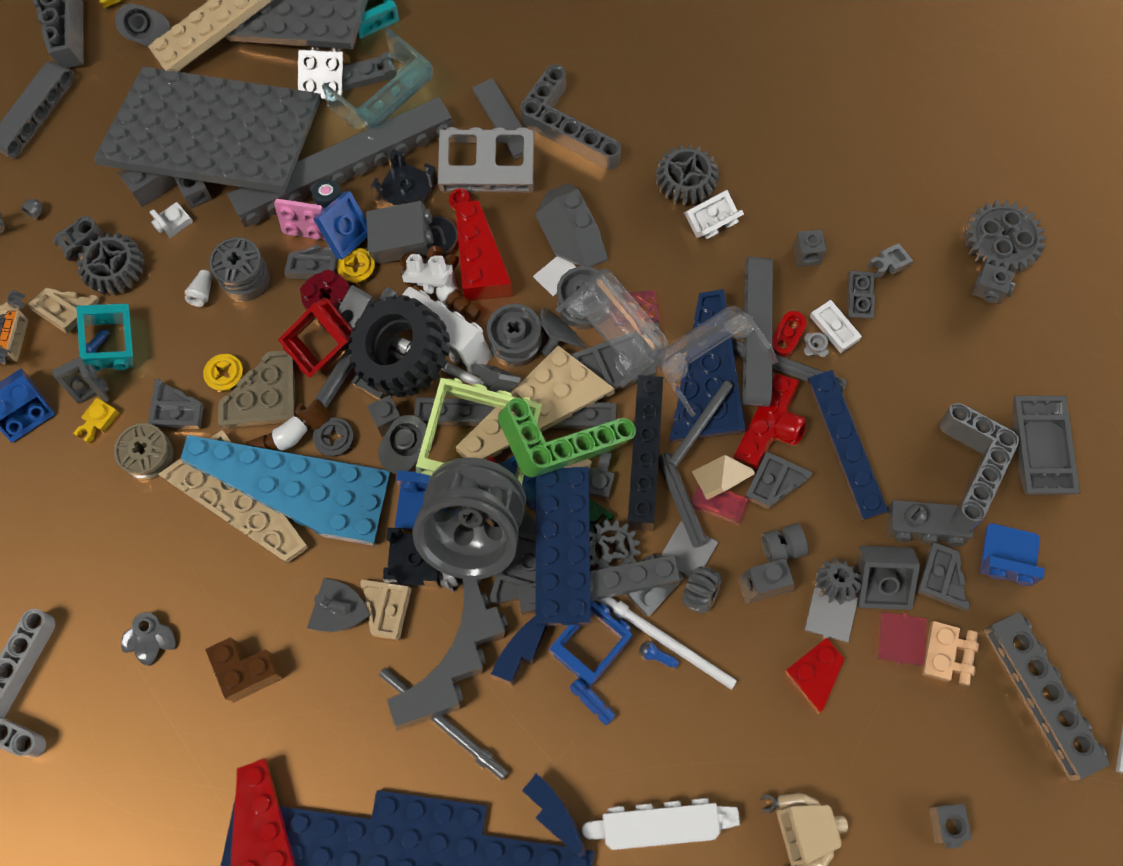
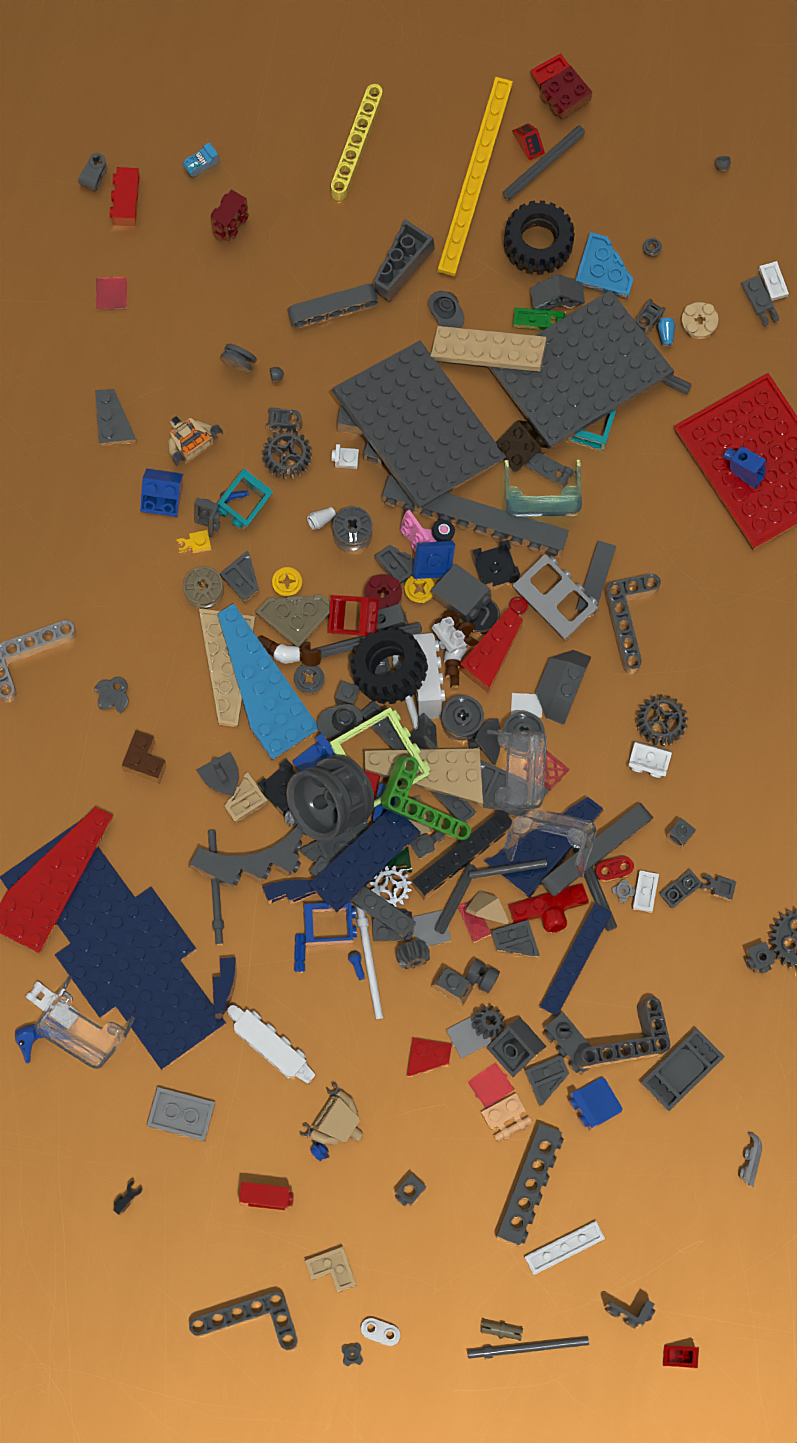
camera: 40 degrees right, 5 degrees up
(60, 307) = (237, 455): tan wing -> none

